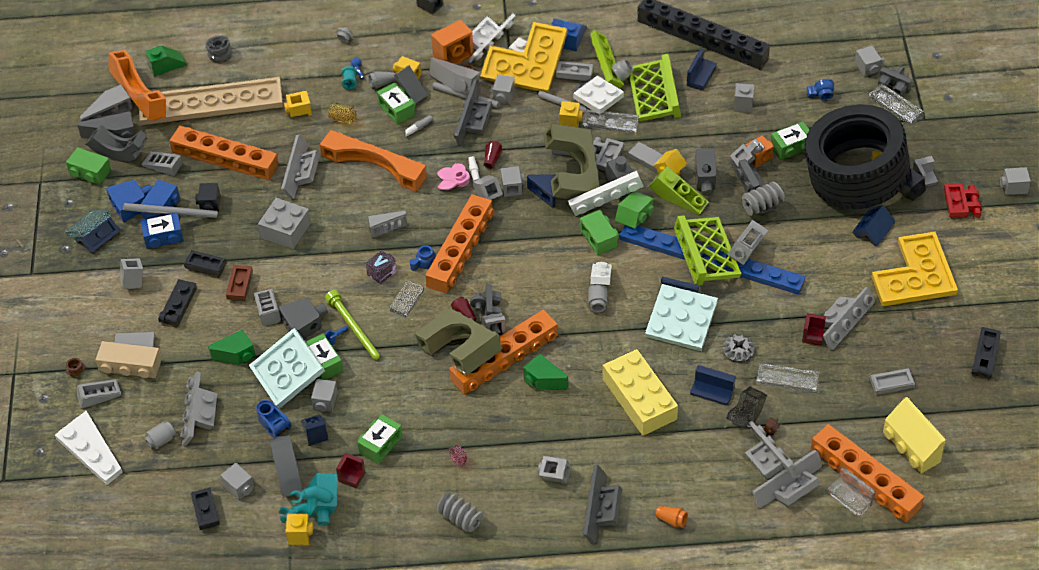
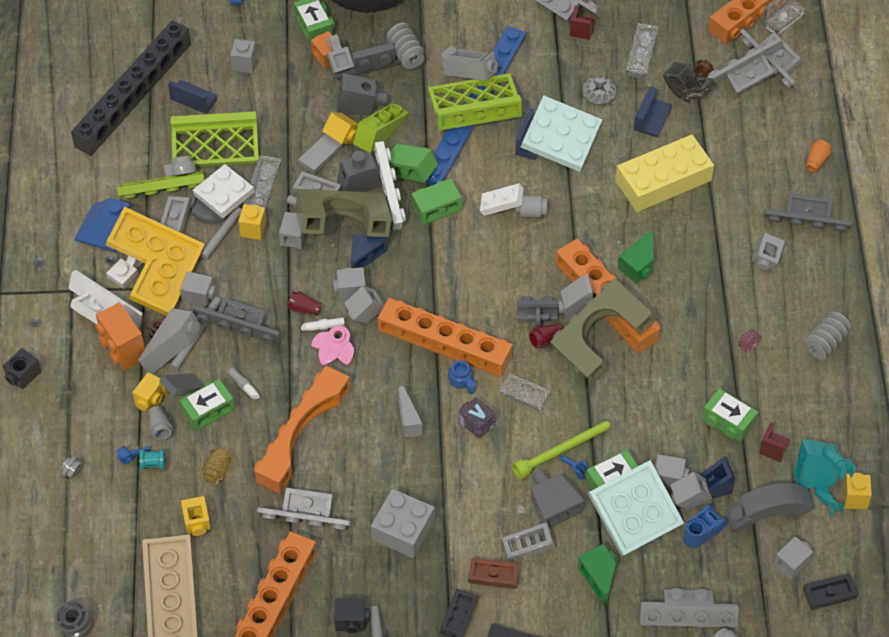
camera: 90 degrees left, 5 degrees up
(302, 407) = (690, 491): none -> light grey brick

